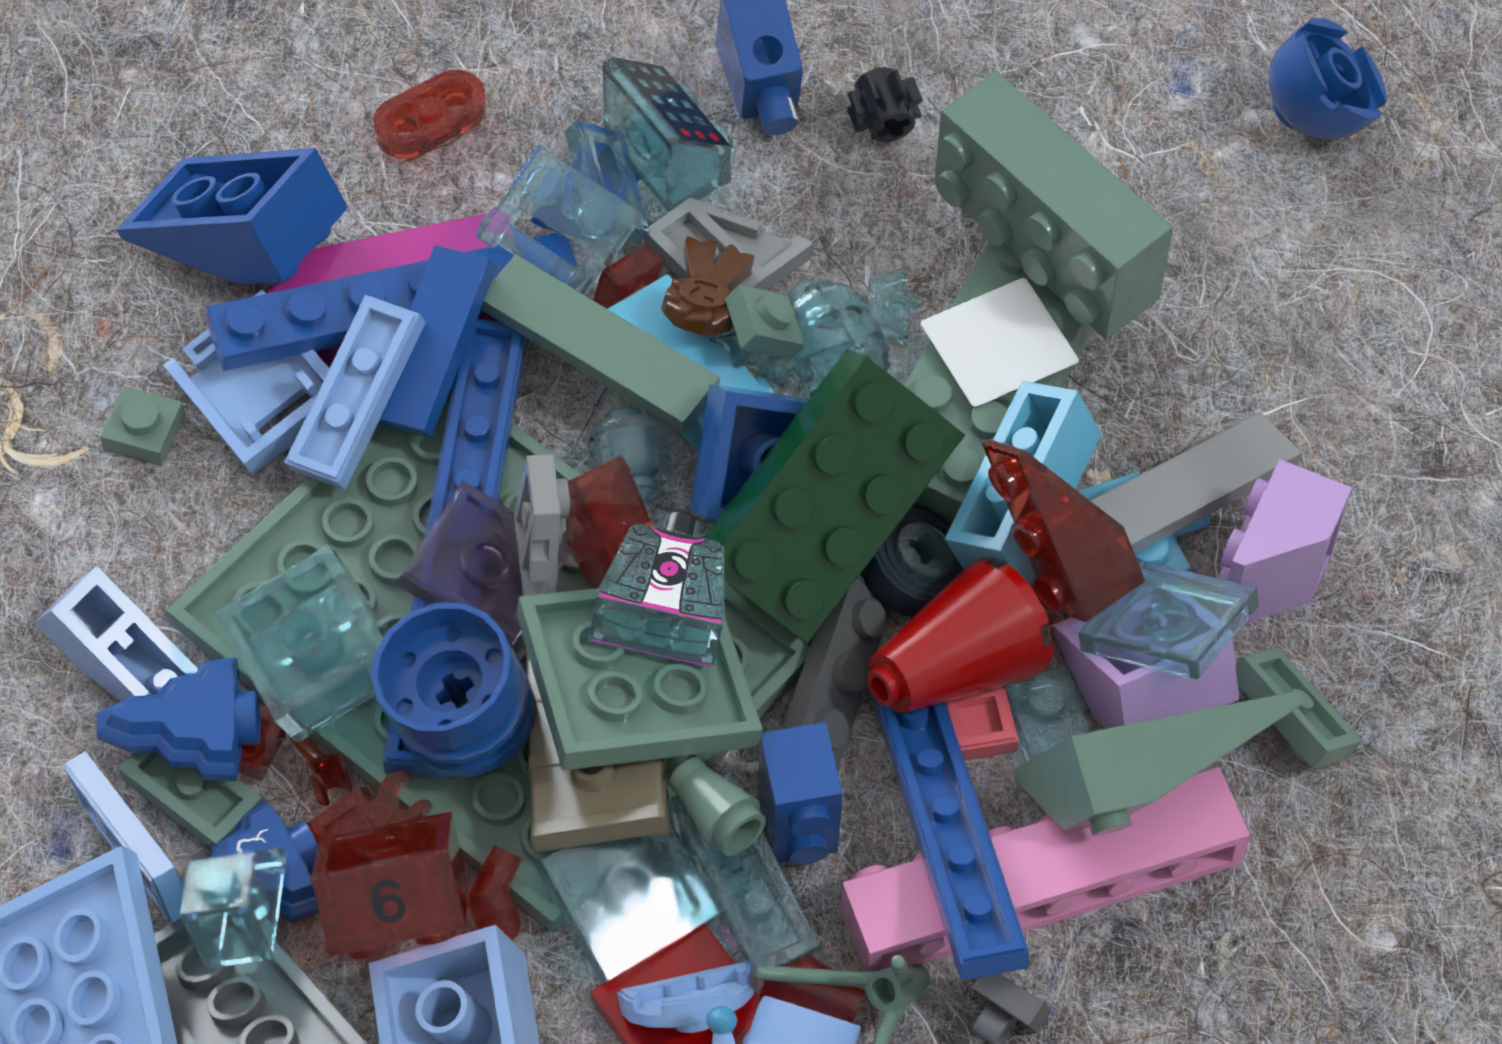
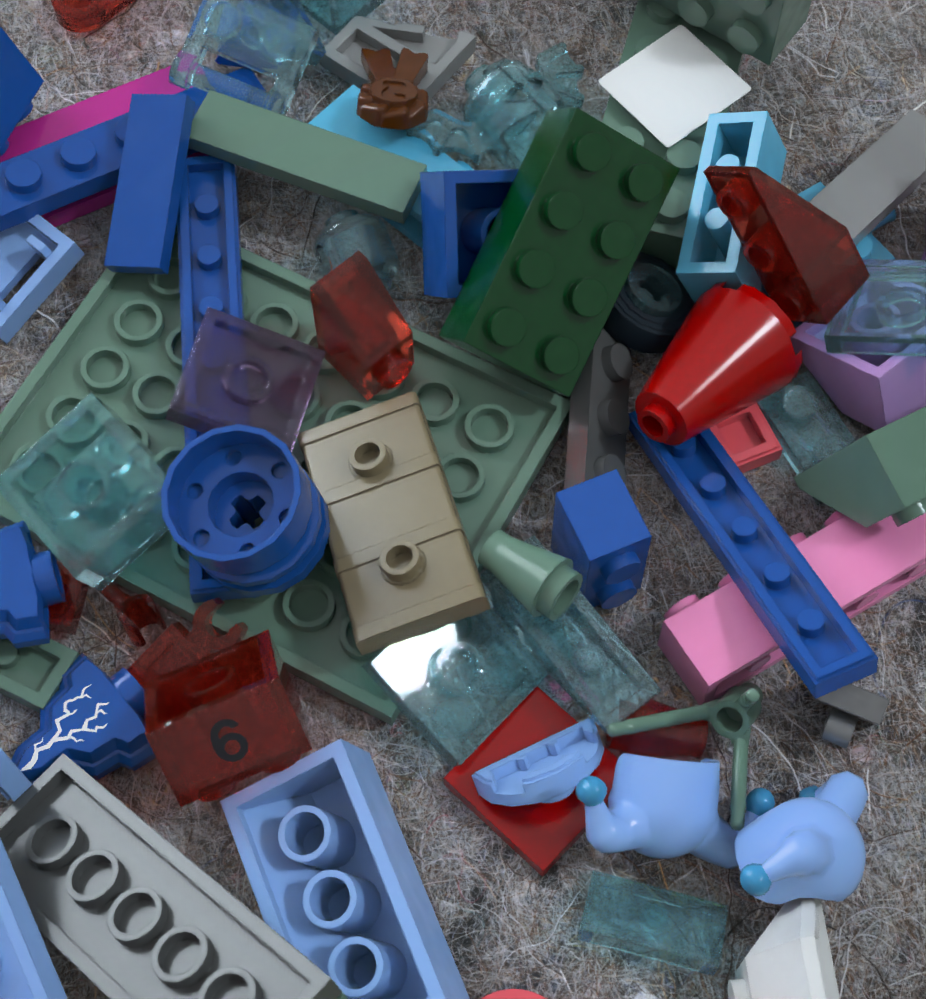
camera: 10 degrees left, 5 degrees up
(234, 905) = (71, 774): clear light blue slope -> none
(355, 392) = (86, 245): light blue tile -> none
(489, 896) = (325, 707): clear red arm -> none
(538, 523) = (293, 341): light grey wing -> none
(625, 703) = (422, 459): sand green plate -> none
(628, 276) = (317, 92): clear red plate -> none
(664, 593) = (434, 375): clear light blue torso -> none
(764, 322) = (456, 106): sand green plate -> none

